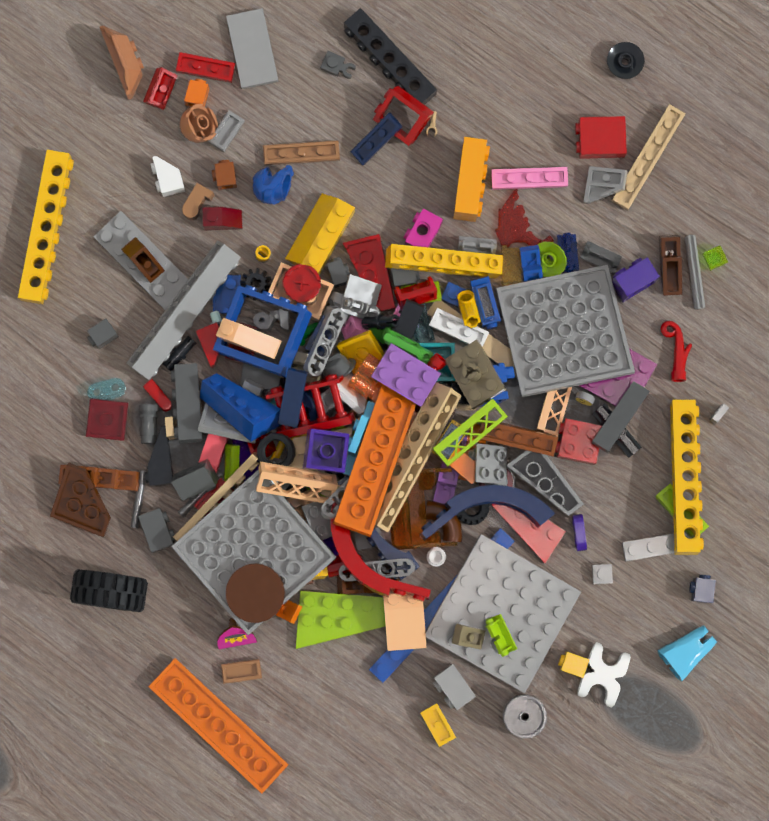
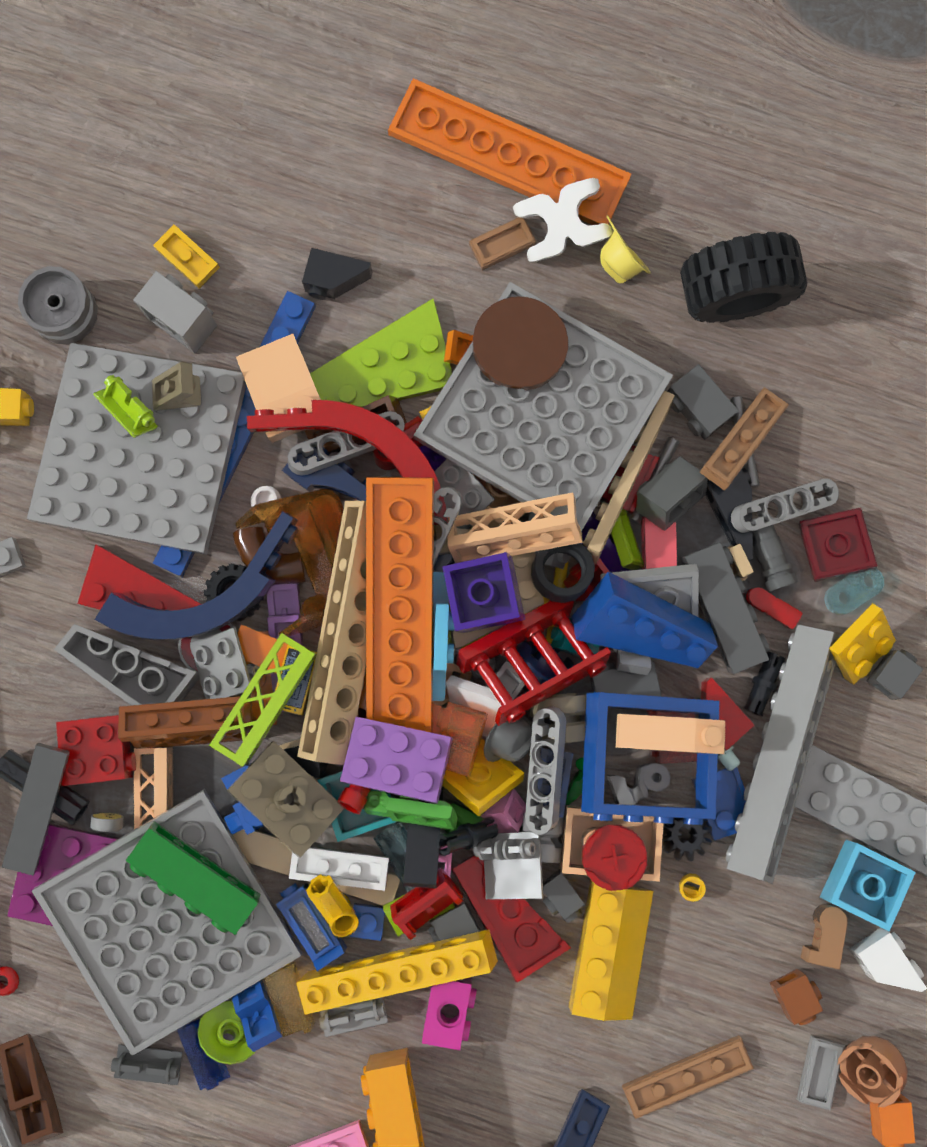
camera: 165 degrees right, 0 degrees up
(80, 502) = (832, 404): reddish brown plate -> none
(110, 478) = (816, 453): dark orange slope -> none
(115, 356) = (863, 644): none -> yellow plate
(130, 454) = (785, 505): none -> light grey beam
(140, 498) = (744, 439): none -> medium nougat tile
(143, 259) = (879, 811): reddish brown slope -> none
(163, 222) = (867, 884): none -> medium azure brick
(172, 635) = (620, 259): none -> light yellow piece
(201, 668) = (563, 219): none -> white piece
(221, 218) = (777, 922): dark red slope -> none
(234, 636) = (532, 280): dark pink shield -> none
(273, 188) = (715, 1001): blue helmet -> none
(292, 397) = (566, 662): dark blue tile -> none
(352, 683) = (333, 274): none -> black slope
(513, 226) = (305, 1069): clear red animal -> none
(541, 348) = (193, 878): none -> green brick
(579, 532) = (54, 607): dark purple beam -> none
(635, 279) = (76, 1048): dark purple brick -> none

